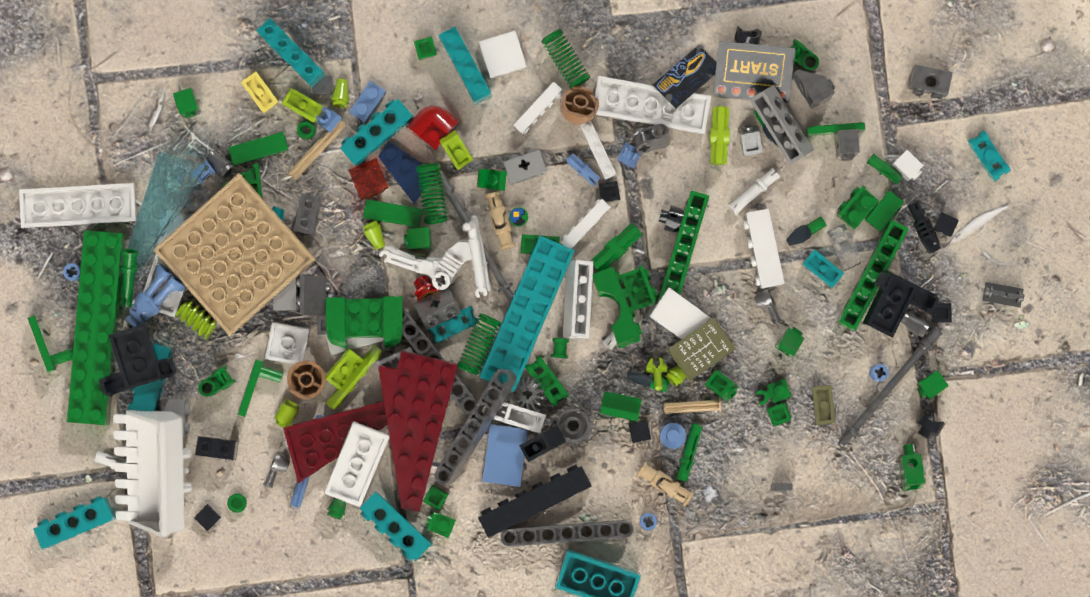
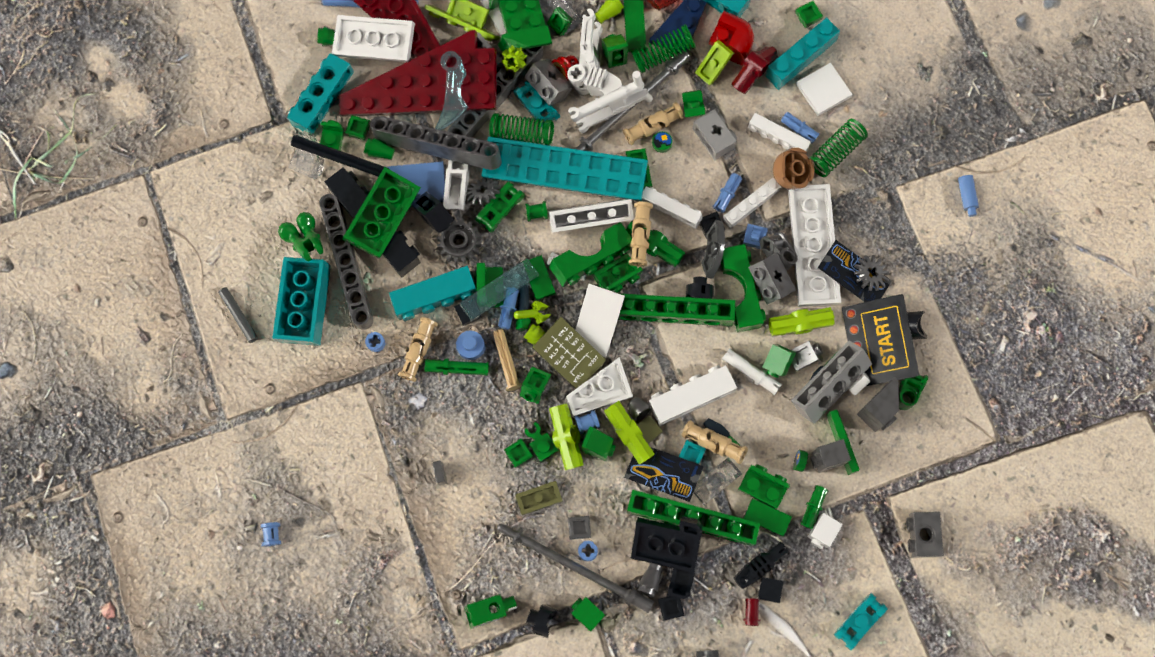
camera: 75 degrees right, 10 degrees down
(375, 283) = (560, 21): none -> green tile
(412, 335) = (515, 53): none -> lime gear
(444, 401) = (453, 103): none -> clear light blue piece
(459, 549) = (306, 162): none -> clear slope
(463, 482) = (378, 149): none -> green cone
(469, 518) = (336, 155): none -> black axle
(470, 113) = (754, 67): none -> dark red piece
(533, 490) = (381, 213): none -> green slope
(536, 87) = (799, 127): none -> medium blue axle
(544, 560) = (303, 246): none -> green piece
(616, 459) = (432, 293): none -> teal brick
(618, 261) = (639, 235): none -> tan piece
(623, 360) = (542, 285): none -> green tile
(630, 398) = (499, 289): none -> clear light blue tile
(636, 195) = (714, 249): none -> dark grey tile
(646, 394) = (508, 309): none -> medium blue axle
(676, 151) = (772, 278): none -> flat silver brick
(689, 69) = (864, 274): none -> flat silver gear
(700, 180) = (748, 313): none -> green arch
(741, 328) = (601, 390): none -> white wing
(751, 165) = (778, 360): none -> brick
(766, 347) = (586, 421): none -> medium blue bush
(776, 368) = (566, 436): none -> lime piece
(784, 295) = (649, 429): none -> olive tile
(786, 312) = (629, 432): none -> lime piece
(789, 100) = (859, 384): none -> white tile
(813, 238) = (715, 442): none -> tan piece
(825, 290) = (666, 474): none -> black sticker
(842, 169) = (800, 460): none -> green tile
(856, 375) = (579, 527): none -> flat silver tile
(961, 245) = (751, 612): none -> dark red pin

